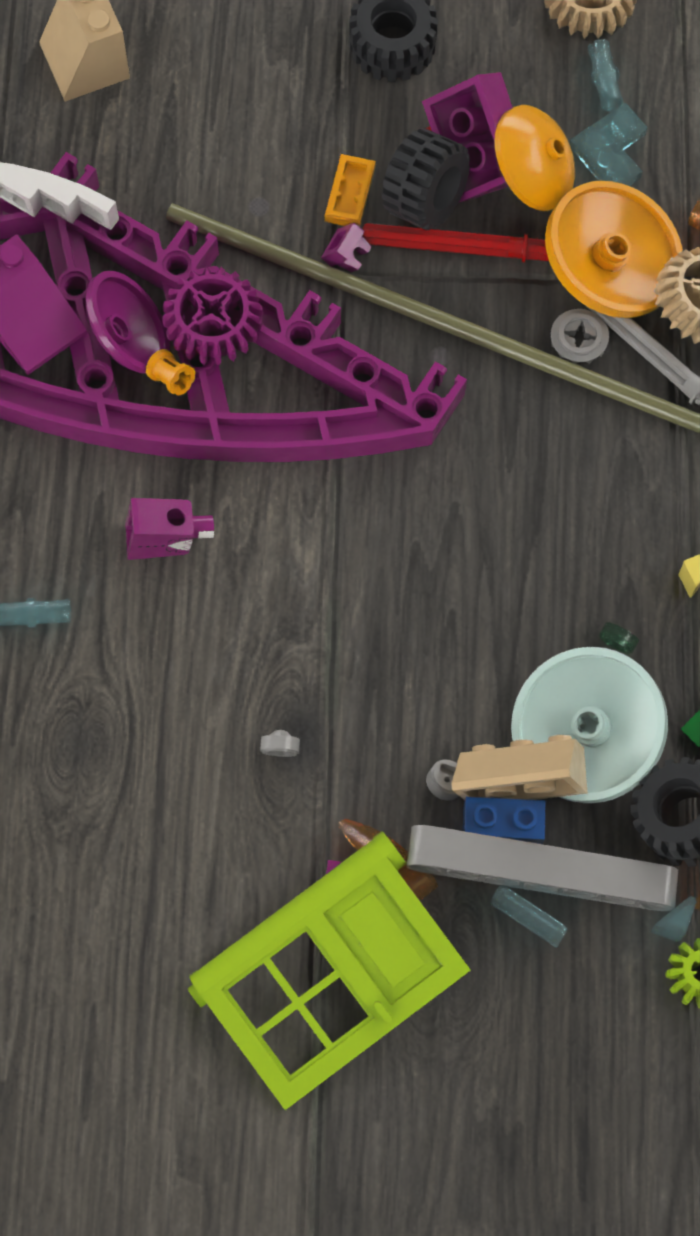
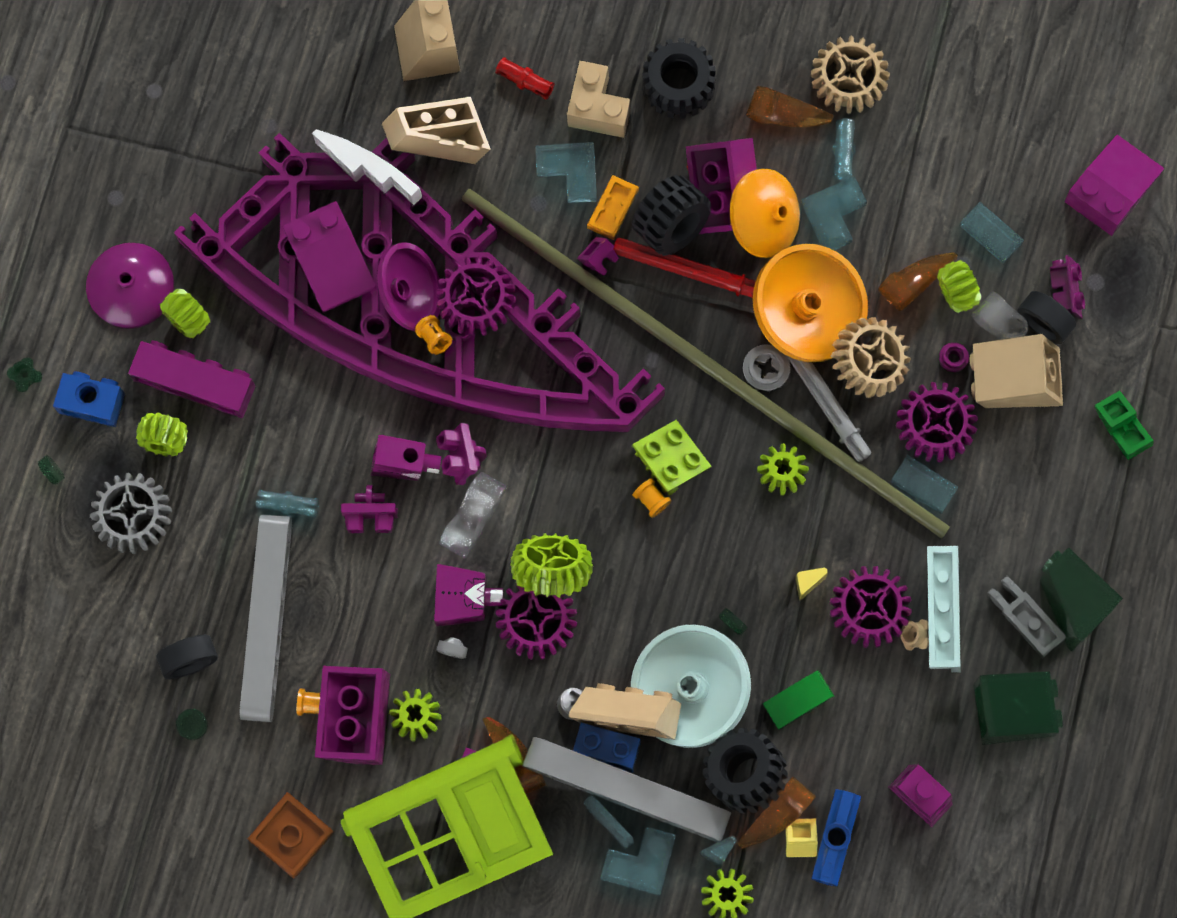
camera: 20 degrees right, 5 degrees up
(35, 759) = (265, 618): none -> light grey beam
(119, 849) = (307, 702): none -> light orange bush
(121, 138) = (438, 130): none -> tan wedge
(126, 1023) = (290, 835): none -> dark orange tile
(135, 596) = (382, 512): none -> magenta hips
(173, 851) = (352, 715): none -> magenta slope
(209, 68) = (524, 78): none -> red pin
(237, 840) = (404, 718): none -> lime gear
(238, 508) = (464, 453): none -> magenta hips
(268, 577) = (474, 515): none -> clear brick
(278, 677) = (462, 596): none -> magenta torso
(288, 149) = (575, 162): none -> clear light blue plate
(301, 84) = (592, 108): none -> tan brick
(363, 692) = (522, 621): none -> magenta gear
(381, 614) = (551, 565): none -> lime gear
(481, 512) = (651, 497): none -> light orange bush
(492, 461) = (671, 456): none -> lime hinge
(518, 43) = (778, 108): none -> clear orange piece
(589, 967) = (645, 871): none -> clear light blue plate
(645, 443) = (794, 471): none -> lime gear

